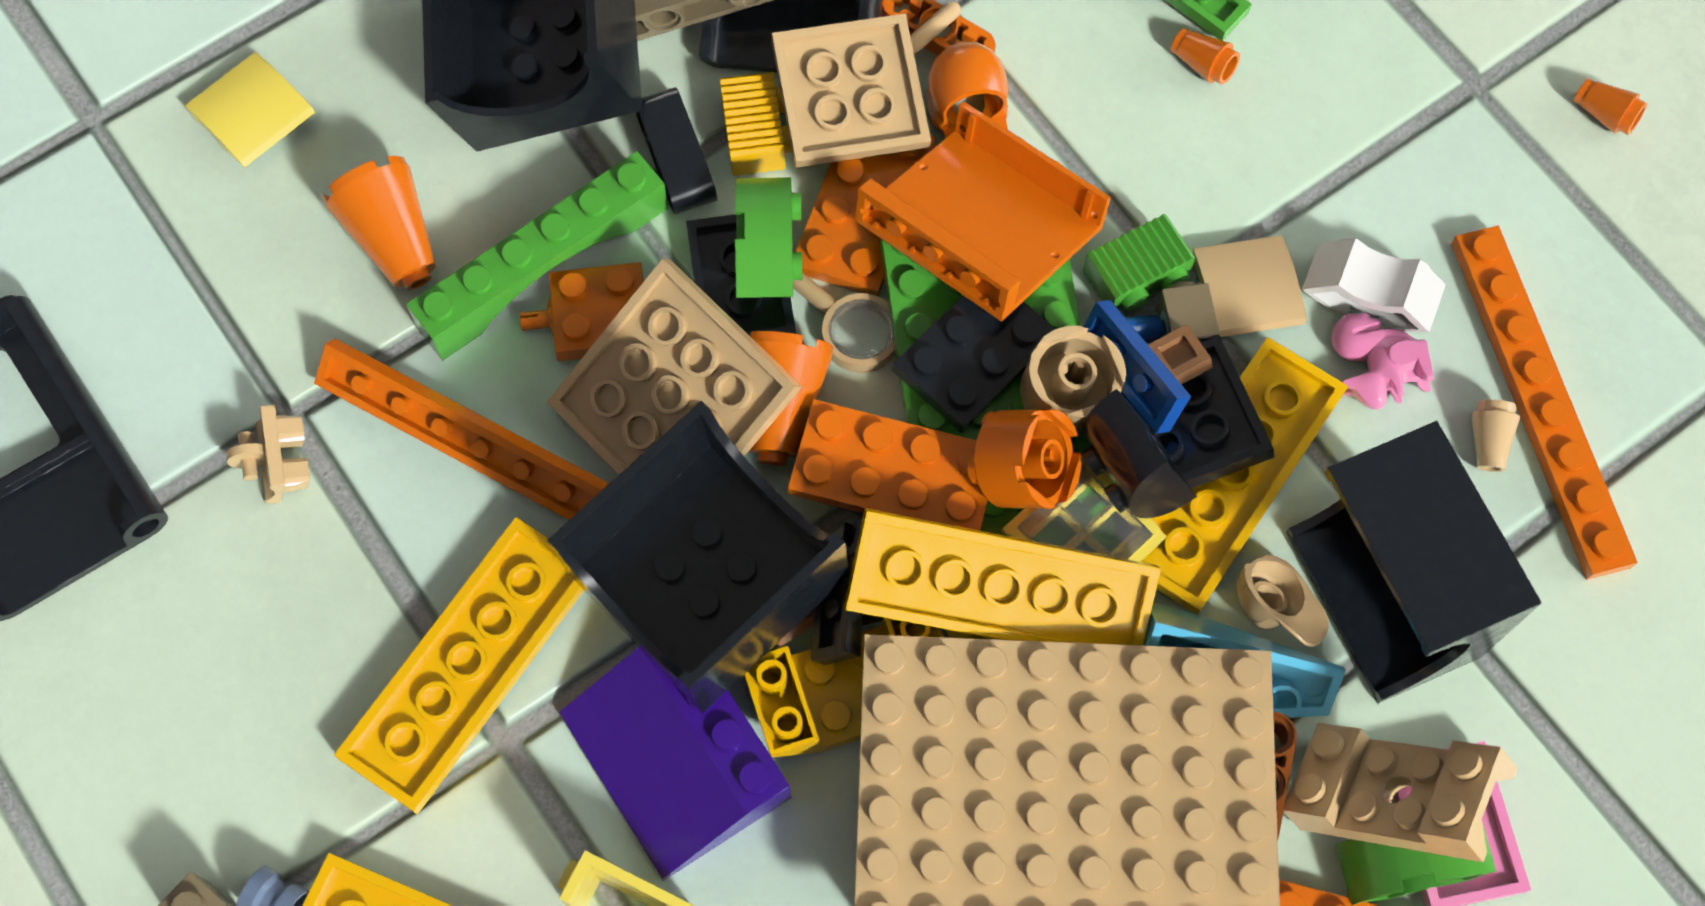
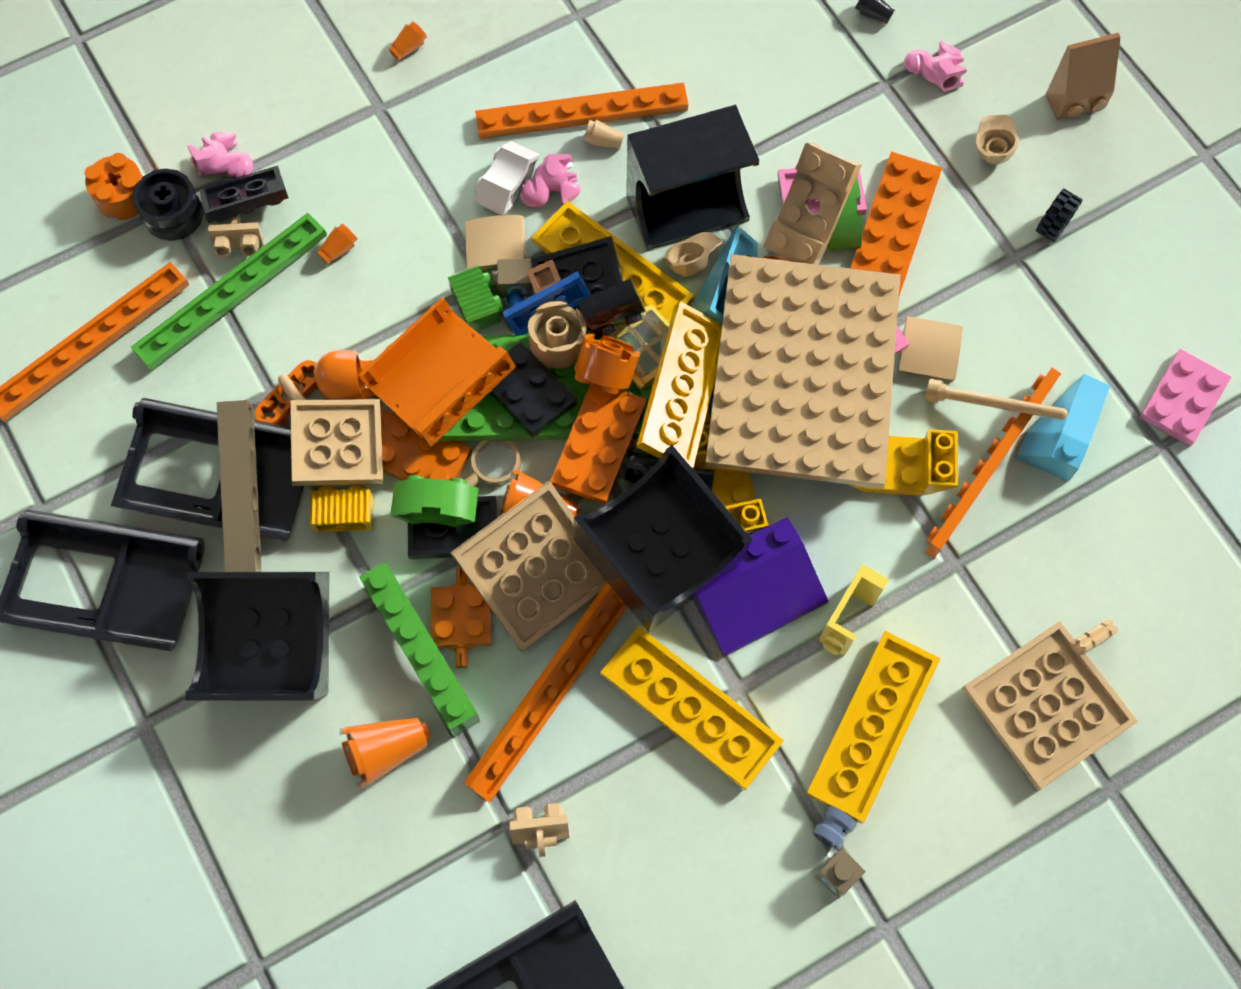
camera: 85 degrees left, 0 degrees up
(249, 109) = (272, 846): light yellow slope -> none
(676, 151) = (354, 559): black beam -> none

